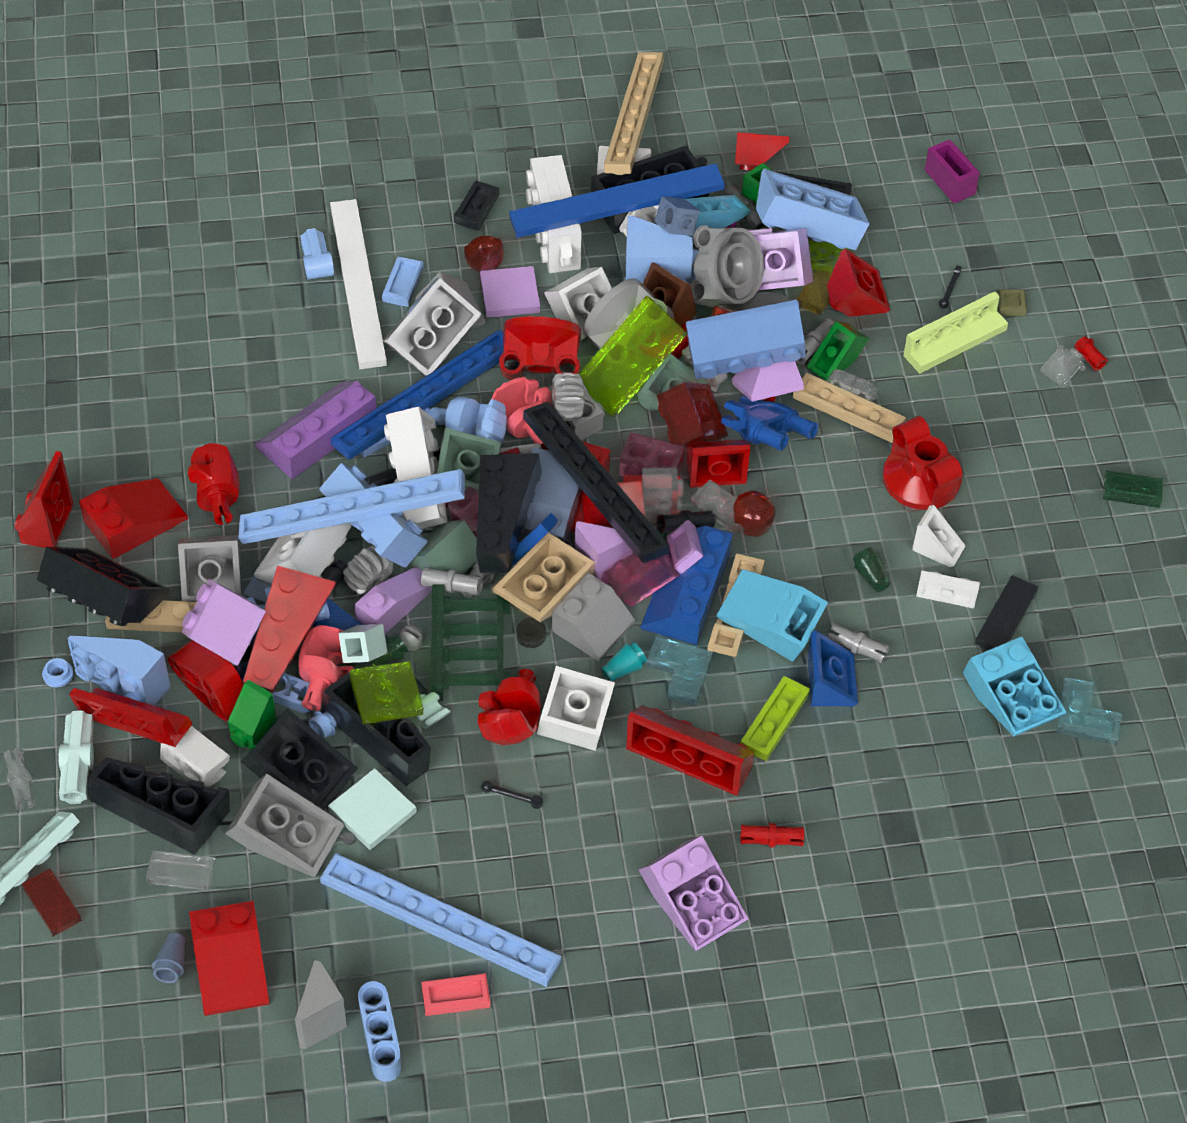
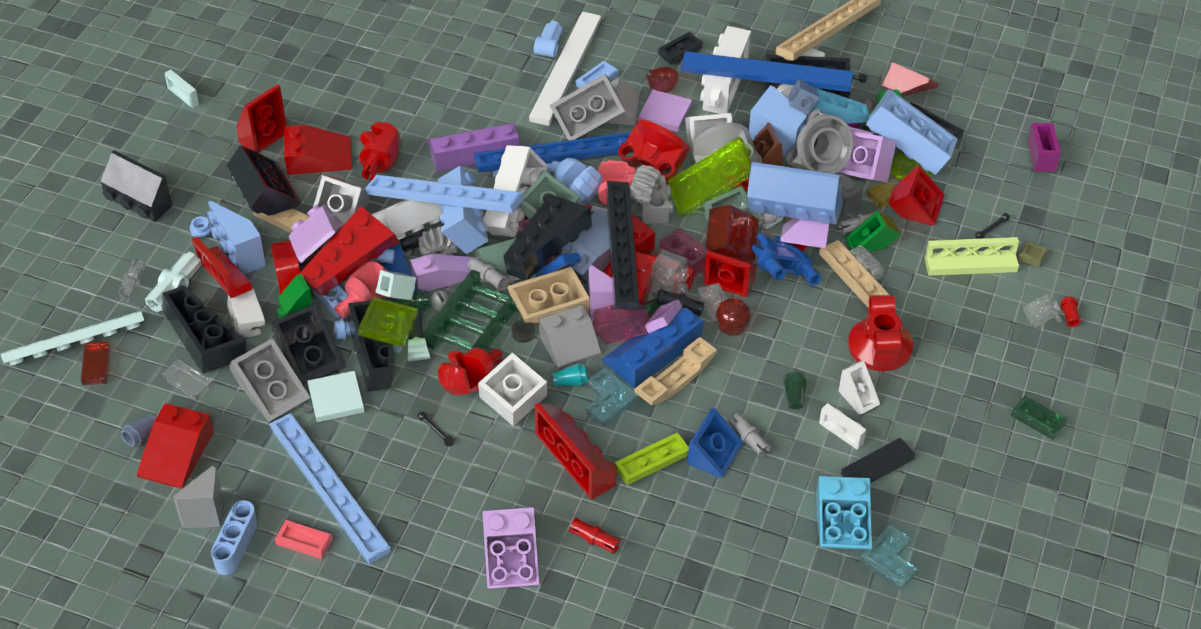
camera: 30 degrees right, 5 degrees down
(772, 612) = (696, 385): medium azure slope -> none

